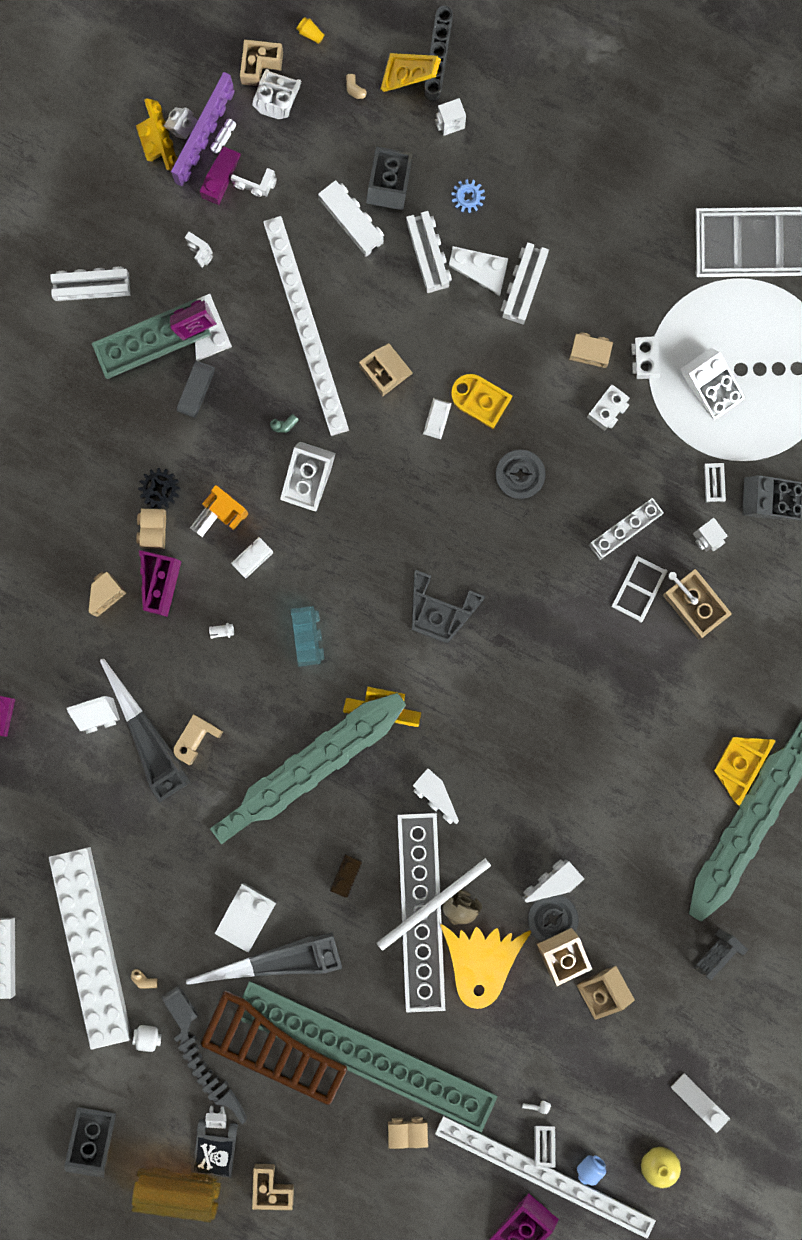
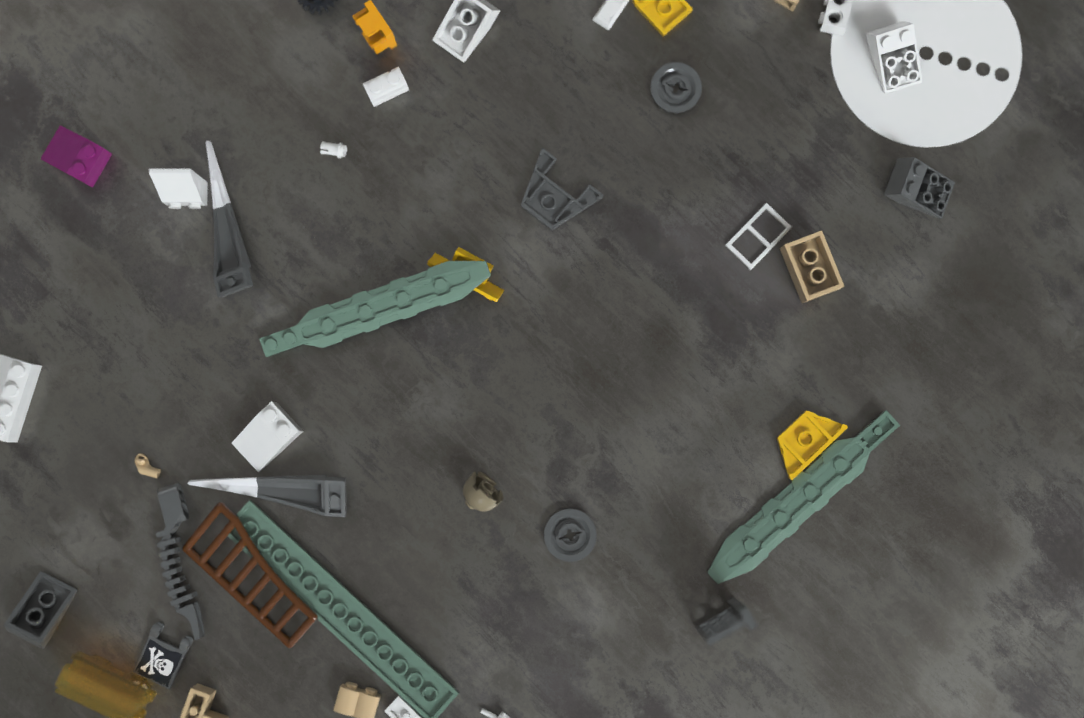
camera: 20 degrees right, 0 degrees up
(90, 948) = (103, 418): white brick -> none
(104, 593) = (228, 75): tan slope -> none
(146, 1038) = (129, 524): white head -> none
(152, 528) = (297, 29): tan brick -> none
(158, 582) = (286, 81): magenta wedge -> none
(192, 738) = (270, 243): tan piece -> none
(204, 521) = (350, 37): white tile -> none
(216, 1120) = (171, 627): white tile -> none
(307, 636) = (415, 180): clear light blue brick -> none
(345, 876) = (378, 426): dark brown brick -> none
(419, 886) = (440, 486): white brick -> none
(433, 904) = (454, 481): white piece -> none
(435, 791) = (492, 369): white slope -> none
(482, 963) = (485, 555): yellow piece -> none
(559, 881) = (589, 498): white slope -> none
(564, 956) = (569, 575): tan brick -> none
(605, 993) = (599, 624): tan slope -> none
(608, 408) = (784, 48): white brick -> none
(626, 529) = (764, 172): white brick -> none
(672, 576) = (796, 230): white hinge -> none
(710, 536) = (846, 203): white brick -> none
(713, 466) = (861, 171): white tile -> none

